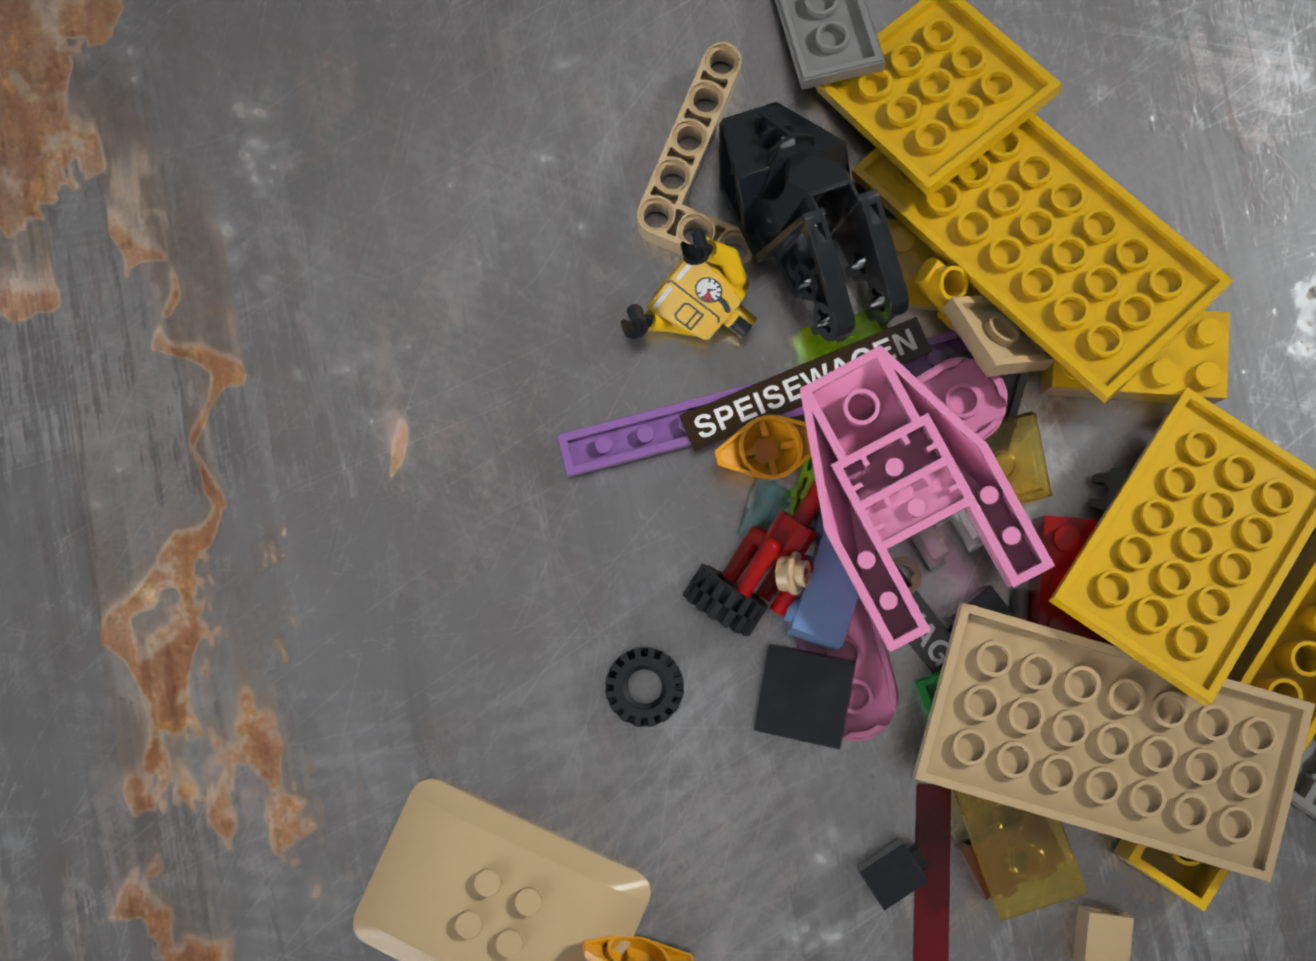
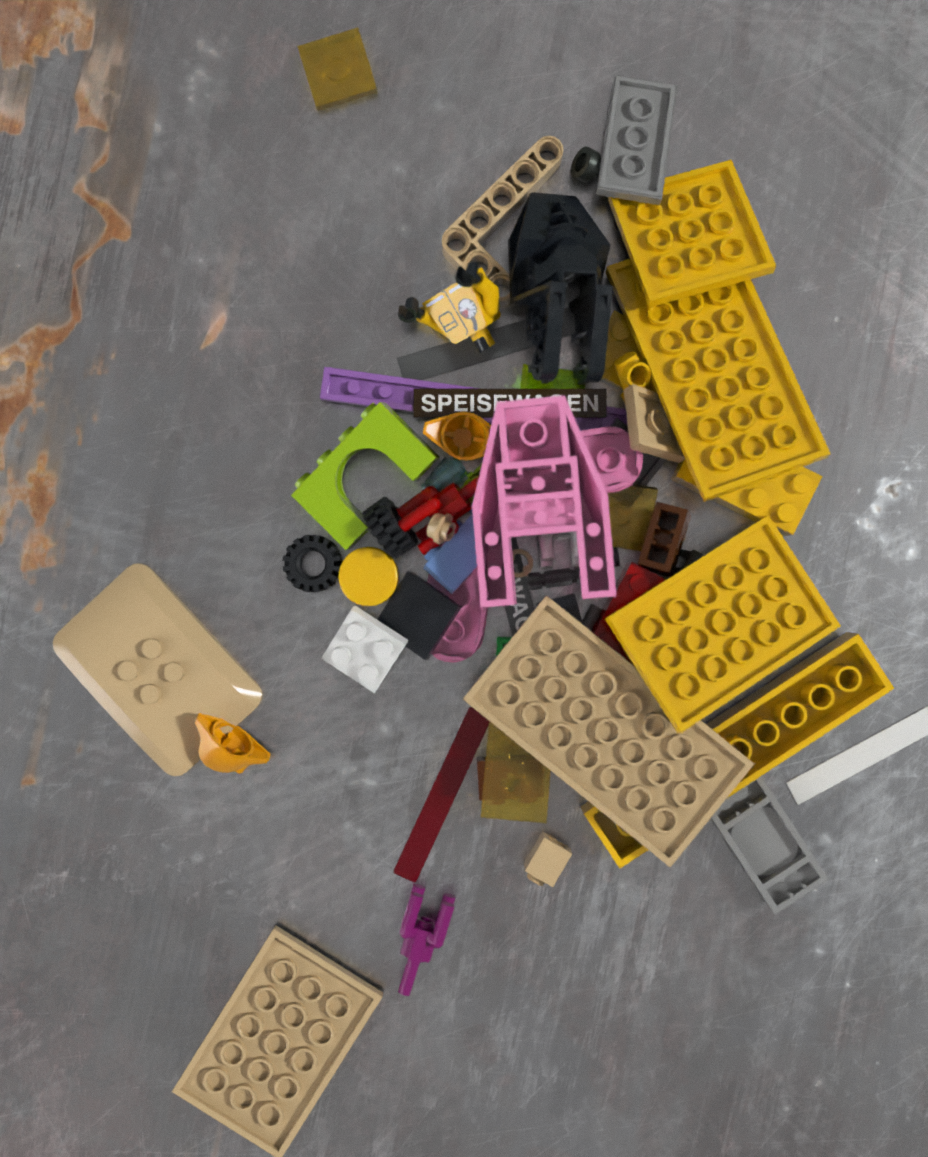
camera: 25 degrees right, 5 degrees up
(420, 70) = (337, 69): none -> clear yellow tile
(619, 590) = (323, 490): none -> lime arch
(709, 356) = (453, 356): none -> dark grey sticker
(722, 673) = (368, 576): none -> yellow head
(757, 767) = (364, 649): none -> white plate
(772, 59) = (586, 164): none -> pearl dark grey tile
(894, 872) = (426, 757): black brick -> none
(955, 575) = (553, 578): none -> dark grey axle
(1071, 470) = (664, 539): none -> reddish brown brick

